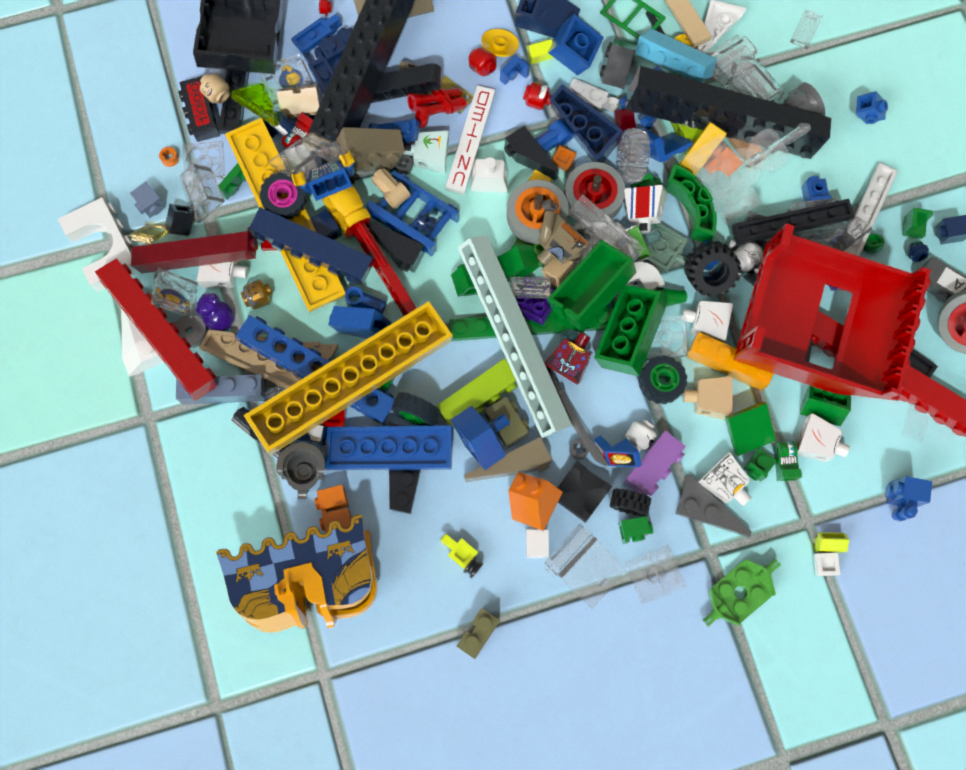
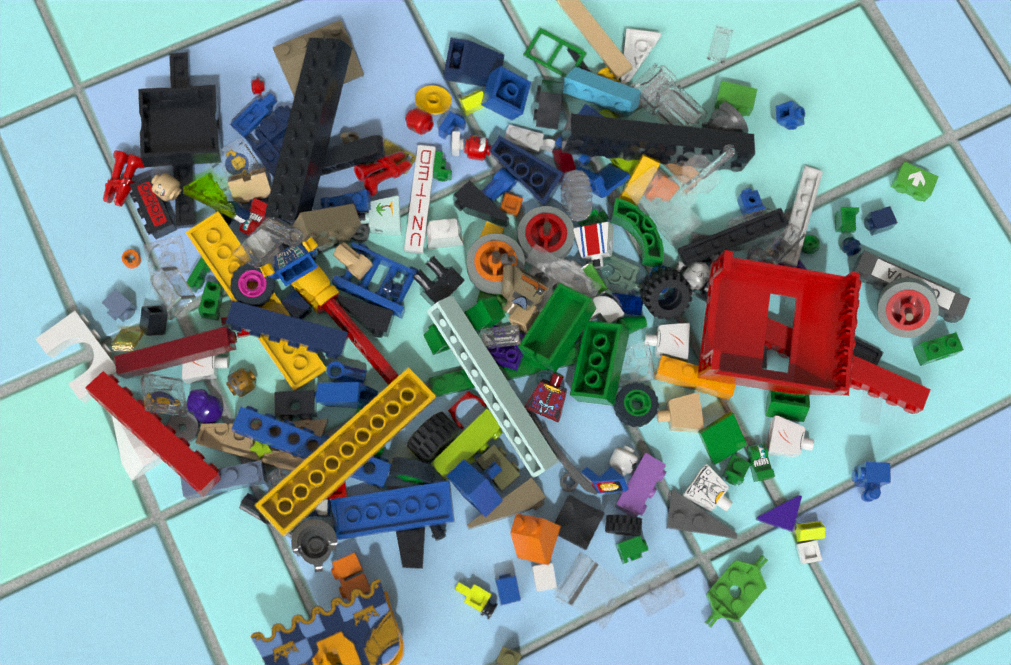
camera: 15 degrees left, 0 degrees up
(166, 85) = (119, 186): none -> red piece
(240, 209) = (211, 301): none -> green leg
(264, 364) = (261, 449): none -> lime piece
(298, 318) = (285, 399): none -> black brick
(433, 478) = (438, 532): none -> black pin
(442, 378) = (432, 437): none -> black tyre
(483, 224) = (442, 286): none -> black brick
(486, 344) = (466, 396): none -> red cap
(495, 114) = (439, 170): none -> green bracket
(496, 550) = (507, 589): none -> blue brick
(517, 89) = (457, 143): none -> white plate
(671, 274) = (629, 303): none -> clear blue tile
(803, 521) = (783, 515): none -> dark purple tile
(821, 80) = (738, 96): none -> bright green brick

